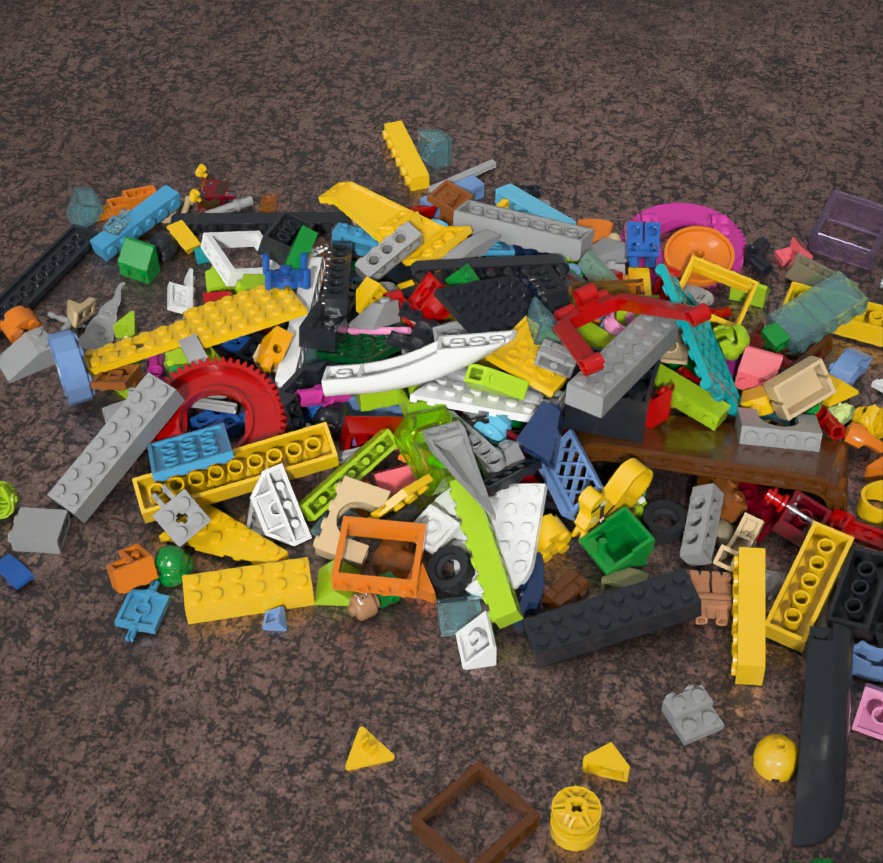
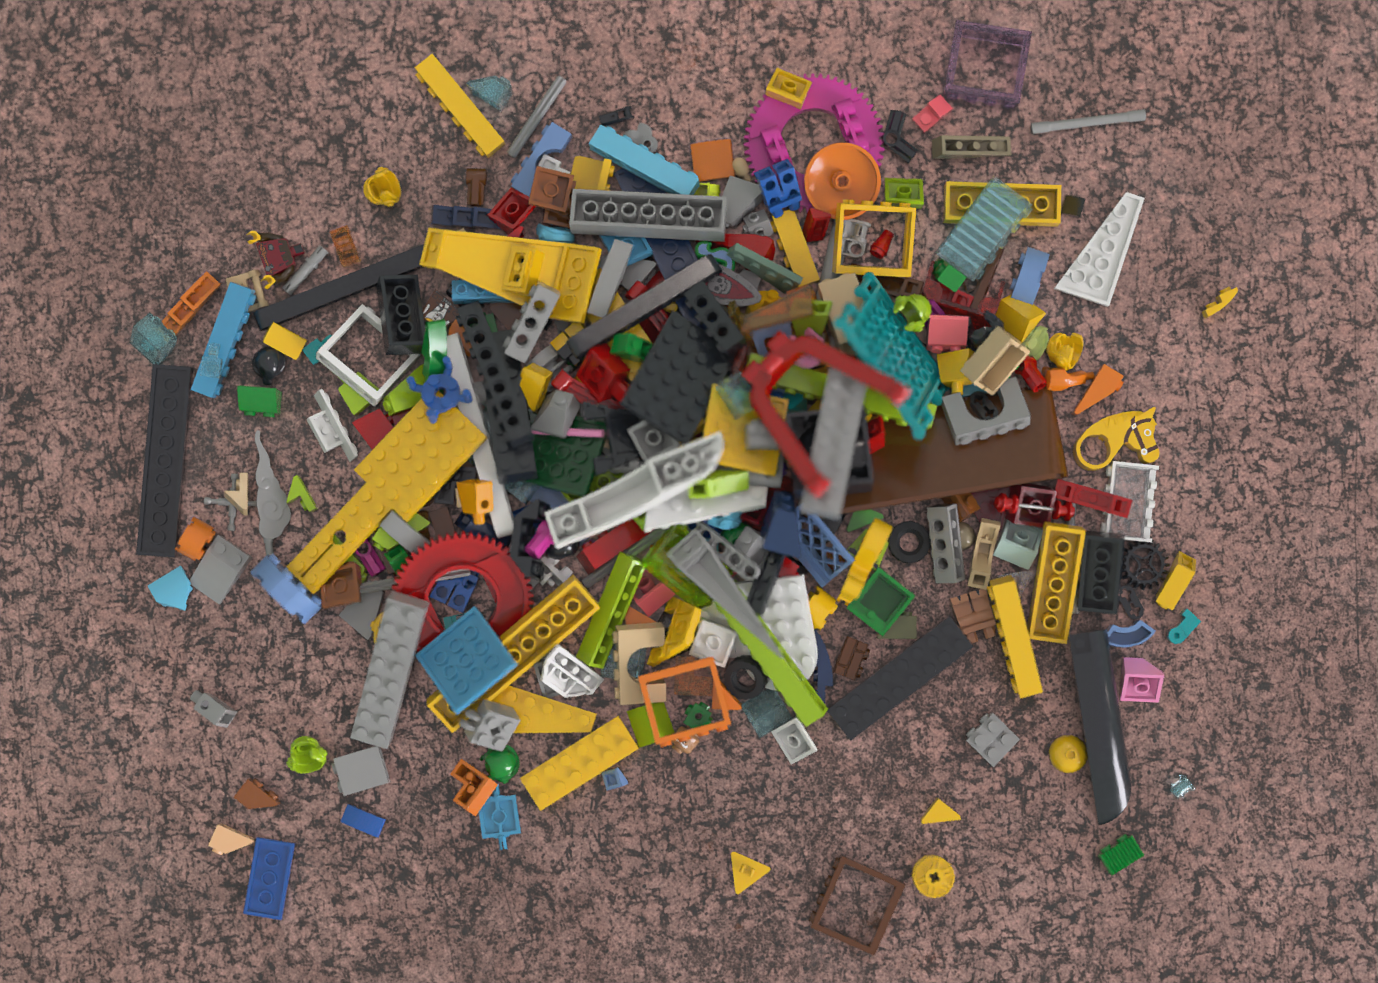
camera: 20 degrees left, 40 degrees up
(319, 177) = (382, 188): none -> yellow helmet
(395, 193) = (476, 180): none -> reddish brown piece
(672, 201) = (788, 88): none -> yellow slope
(778, 553) = (1018, 544): none -> light aqua slope

